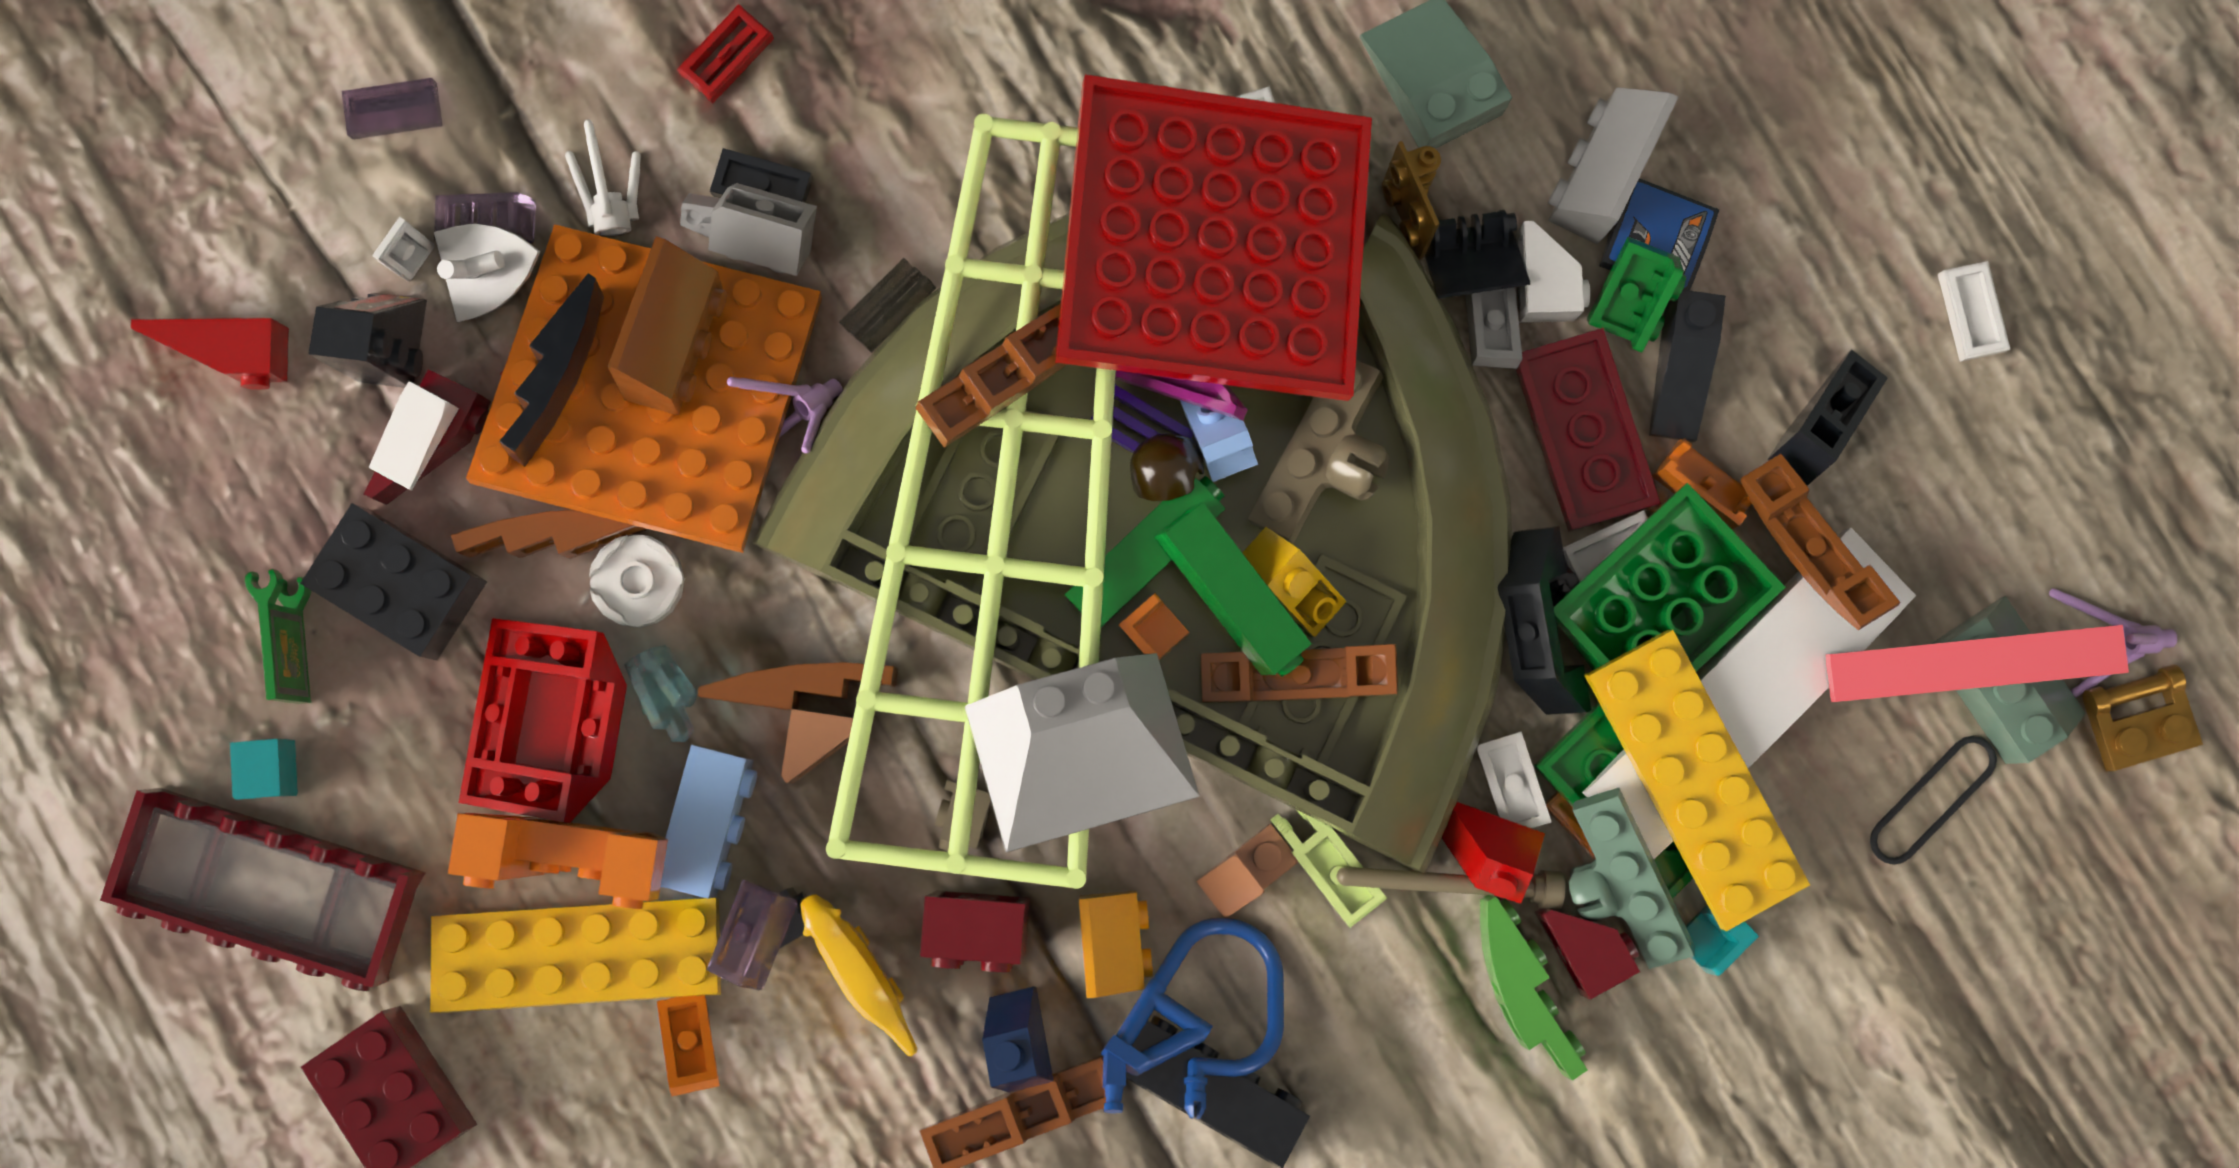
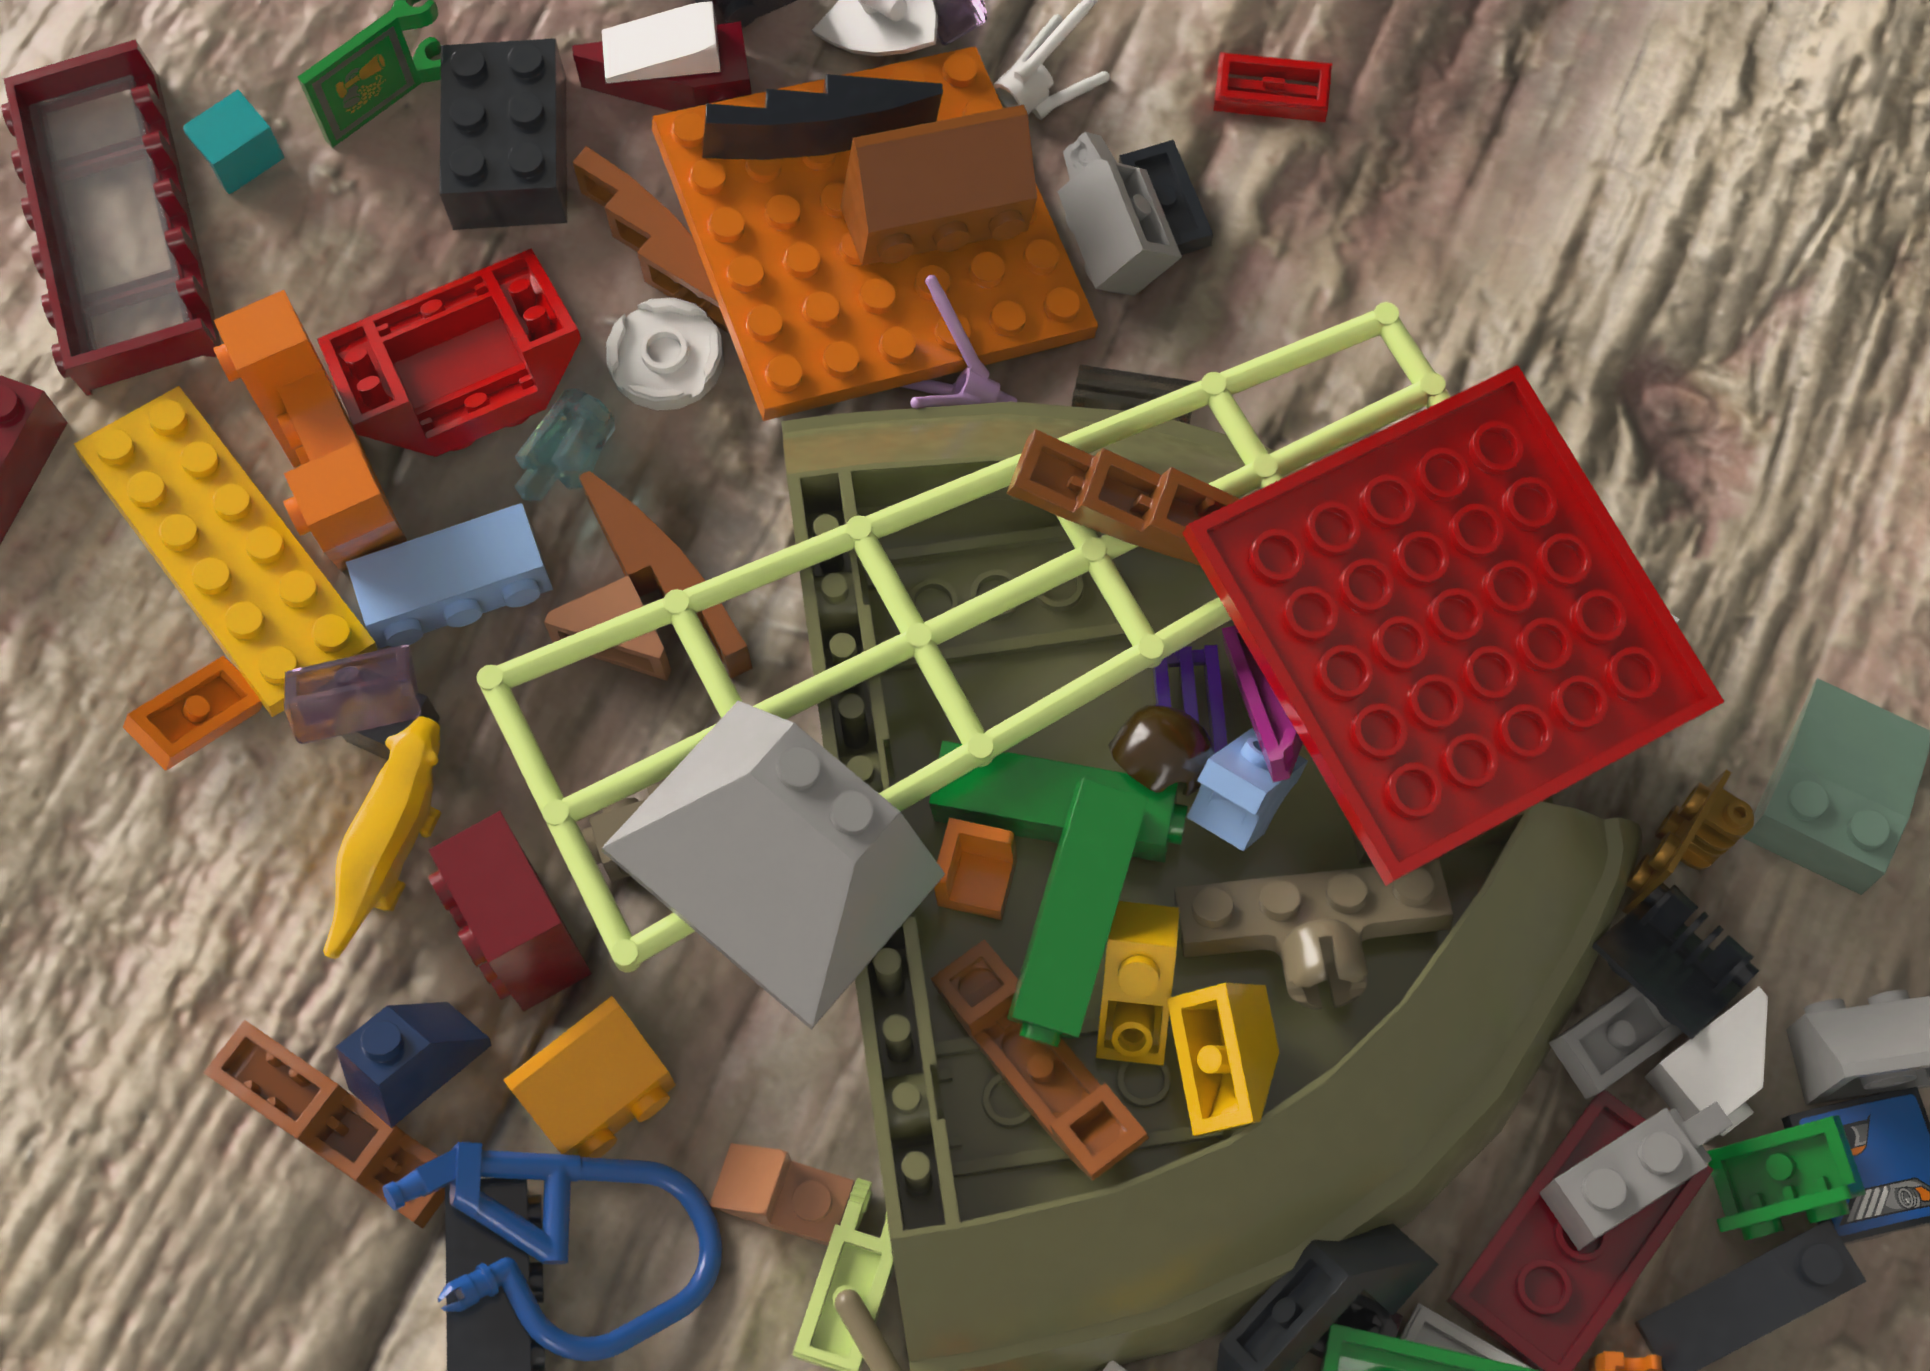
camera: 60 degrees right, 15 degrees down
(1374, 564) = (1224, 1054): none -> yellow slope
(1581, 376) = (1632, 1172): none -> light grey hinge

